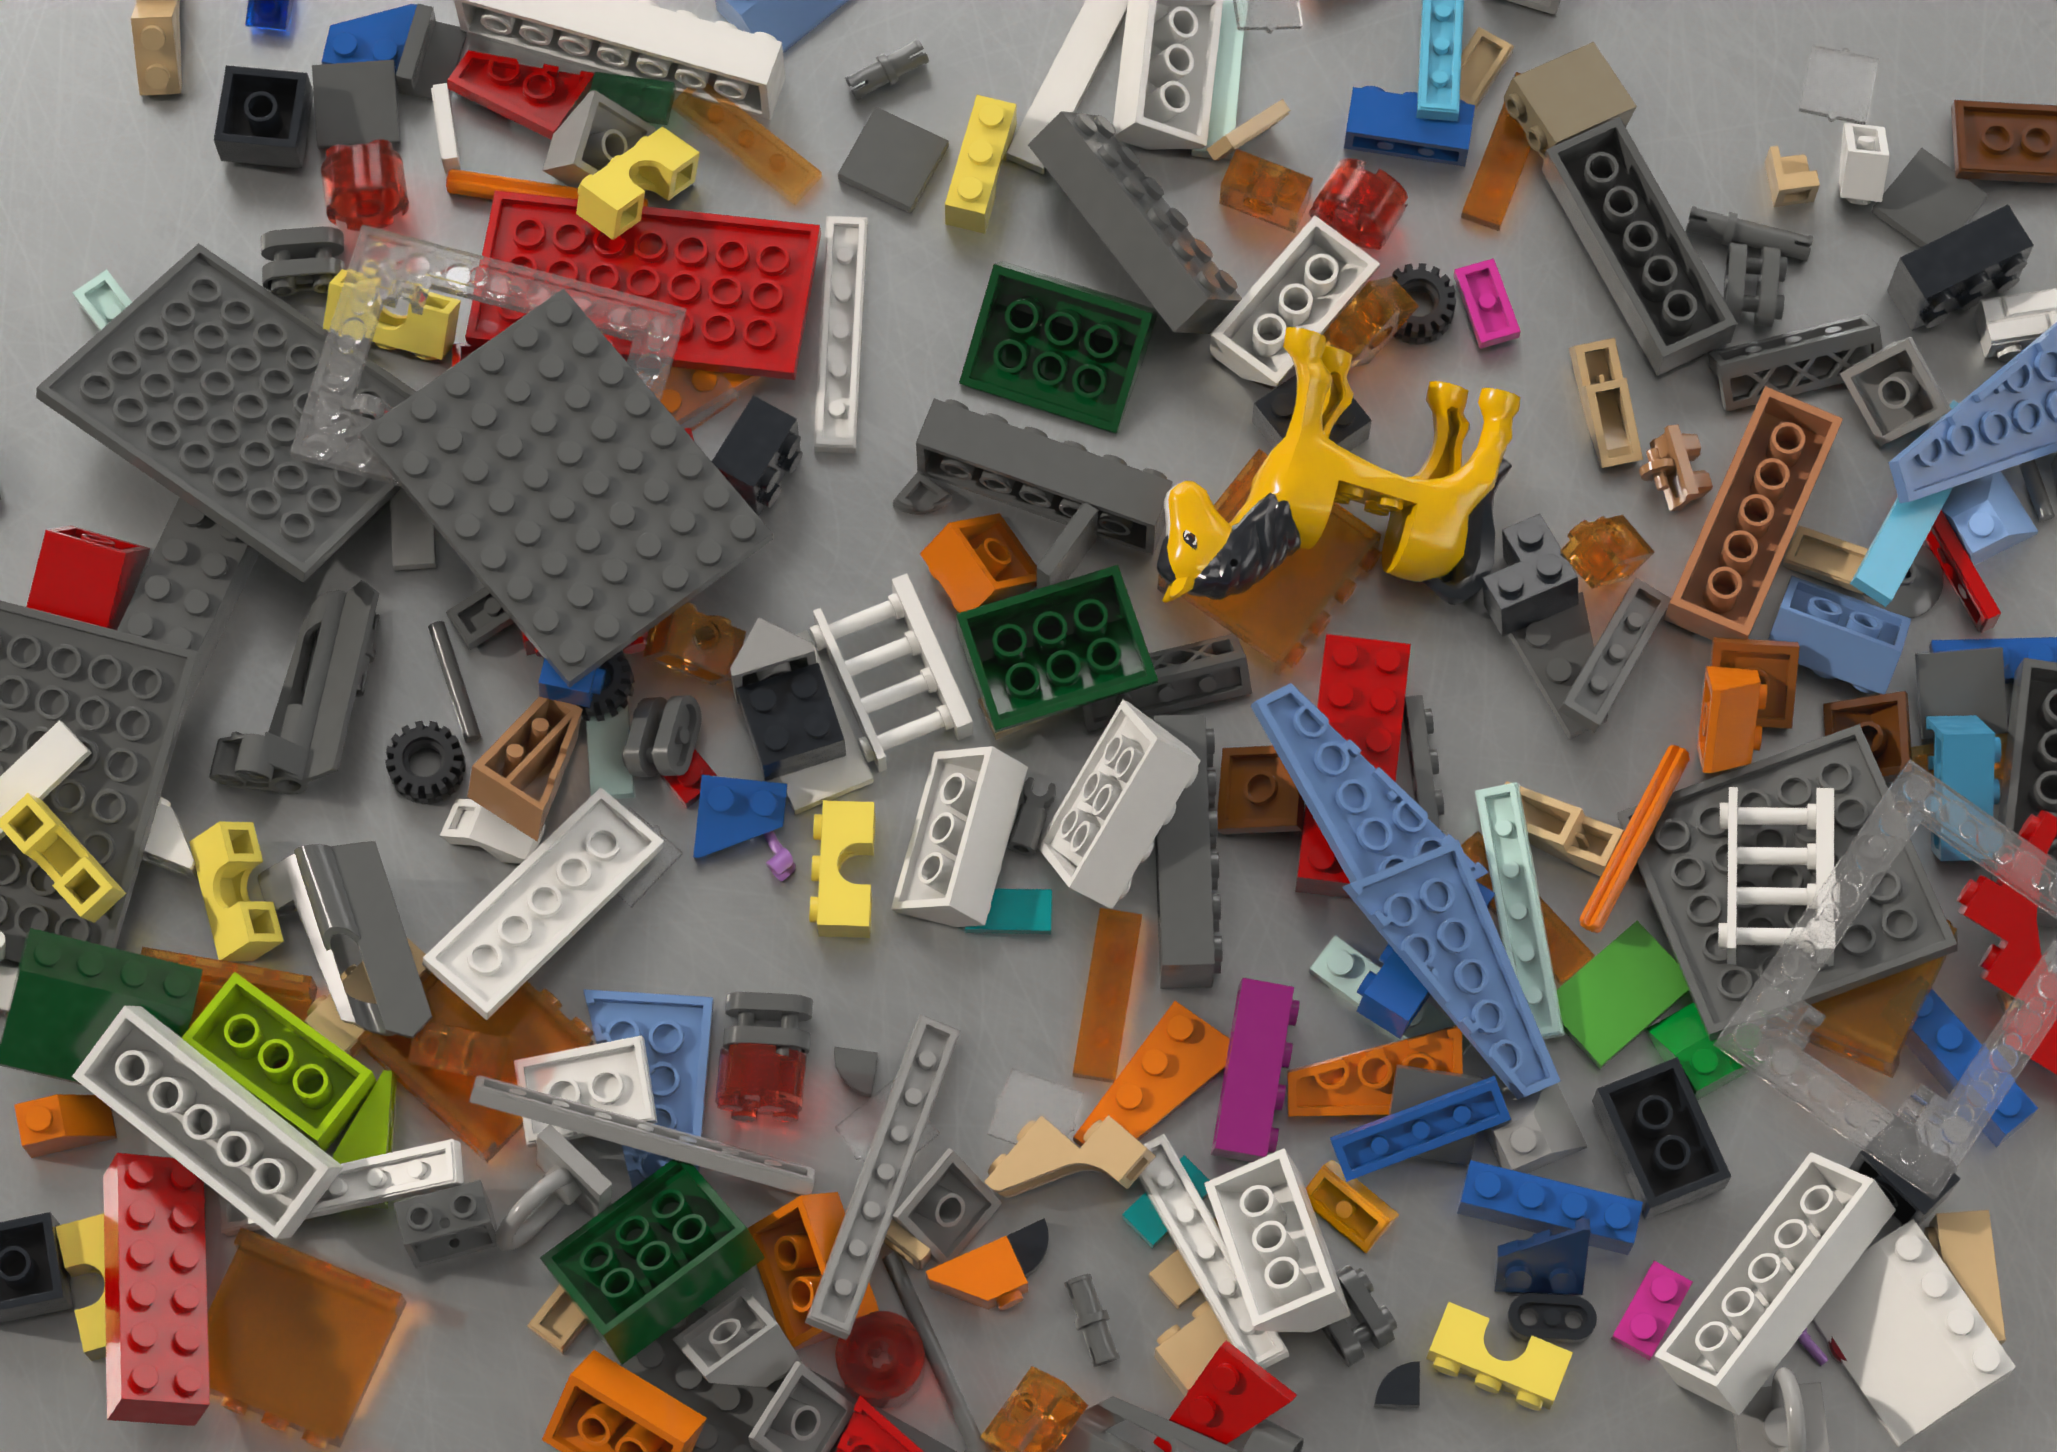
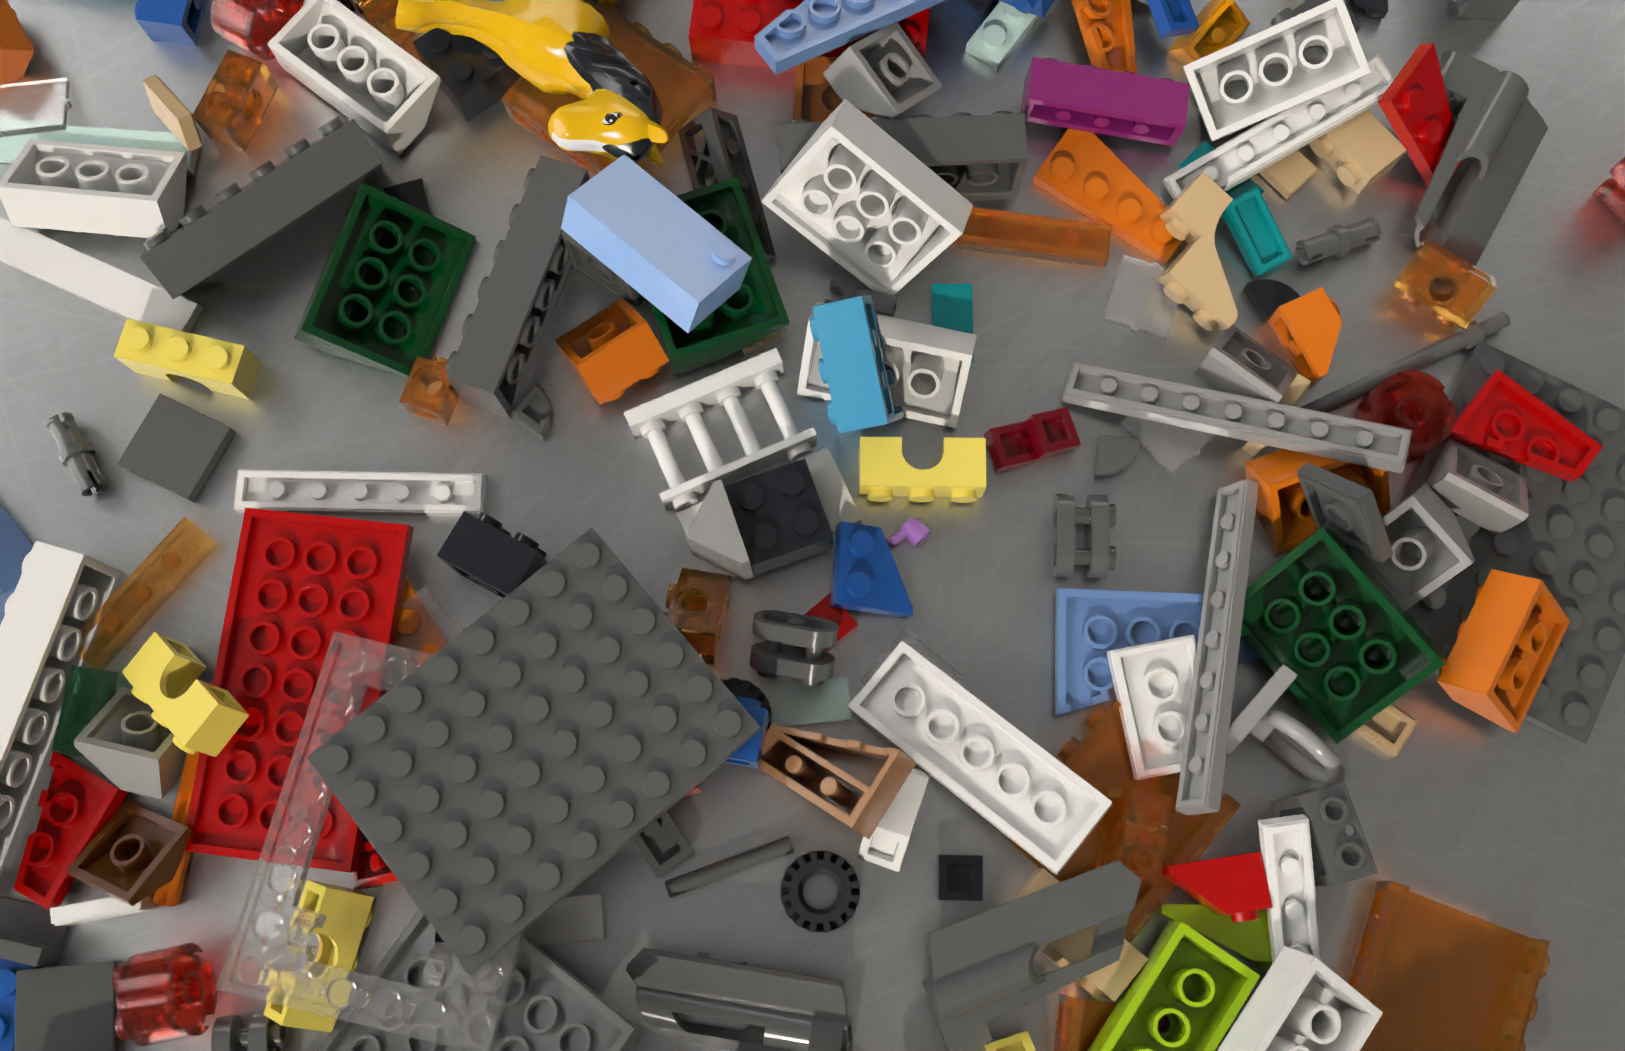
camera: 90 degrees left, 5 degrees up
(404, 1114) = (1225, 884): none -> red slope
(430, 892) = (960, 877): none -> black plate
(493, 148) = (132, 854): none -> reddish brown slope
(760, 1082) = (1150, 534): clear red brick -> none
(766, 1262) = (1347, 510): none -> dark grey tile
(876, 985) = (1032, 440): none -> dark red slope
(935, 788) = (854, 364): none -> dark azure wedge
(936, 379) = (433, 406): none -> clear orange brick
(1065, 589) = (655, 242): none -> light blue brick
(1103, 1230) = (1256, 232): none -> teal tile
(1158, 367) = (412, 193): none -> black tile
(1267, 830) = (883, 74): none -> light grey slope

